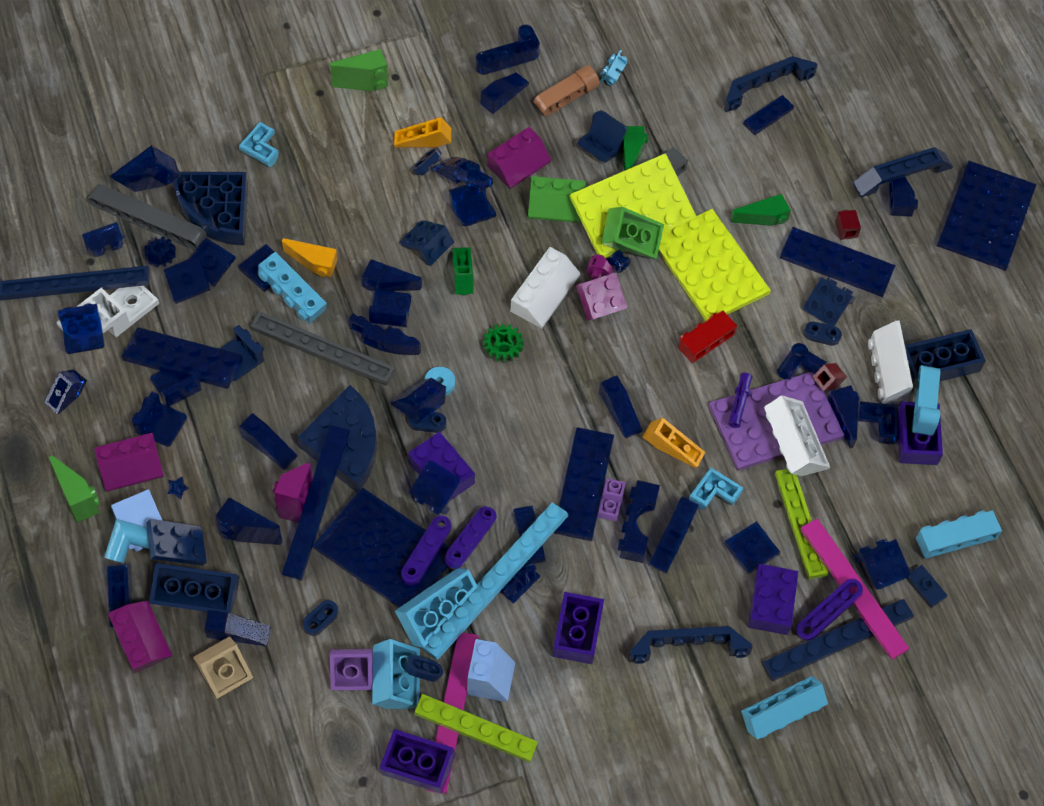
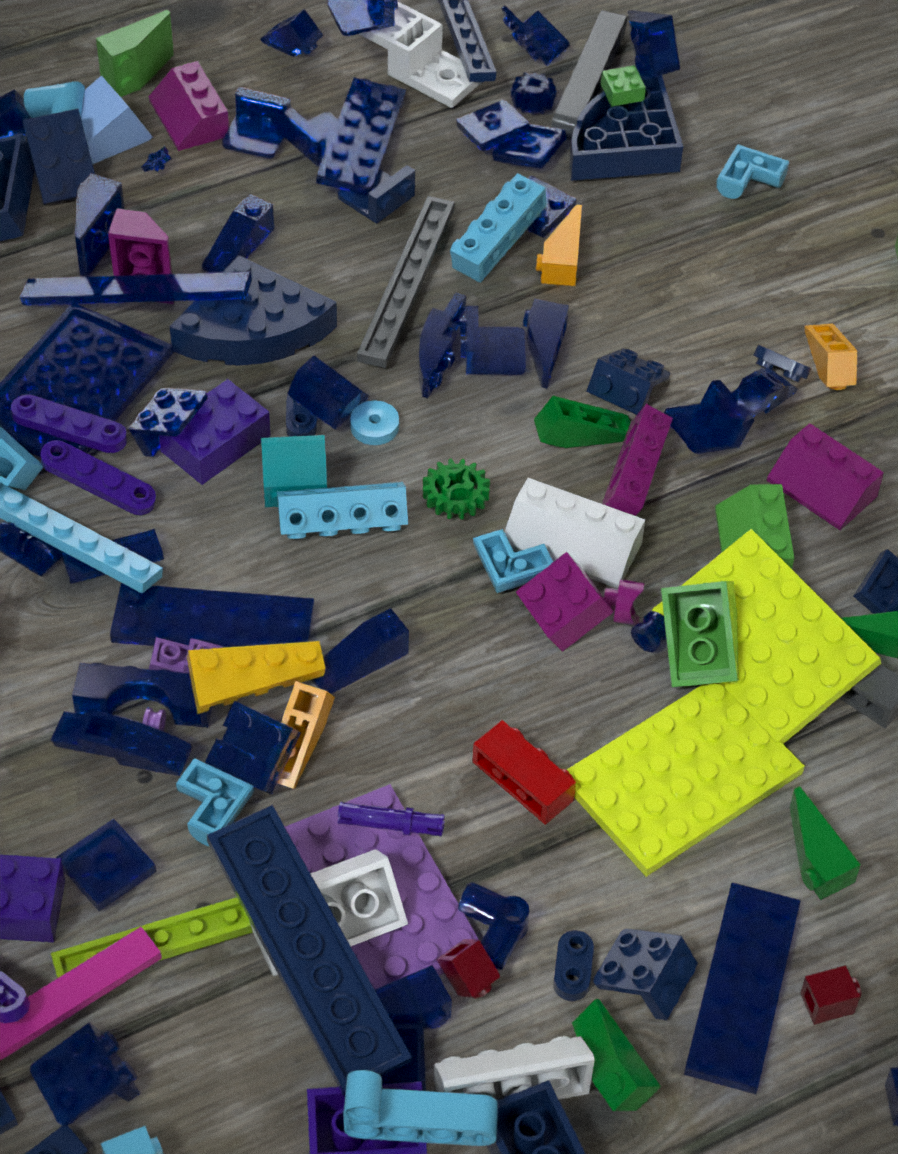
camera: 85 degrees right, 10 degrees down
(186, 193) = (623, 85): none -> bright green piece
(487, 425) = (292, 465): none -> teal slope
(501, 246) = (637, 461): none -> magenta brick
(516, 402) = (342, 509): none -> medium azure brick
(564, 326) = (508, 568): none -> medium azure brick
(636, 462) = (236, 672): none -> yellow wing
(659, 517) = (155, 719): none -> medium lavender bush
(688, 461) = (253, 747): none -> clear blue piece
(834, 438) = (307, 947): none -> dark blue plate
(864, 326) = (617, 1066): none -> green slope

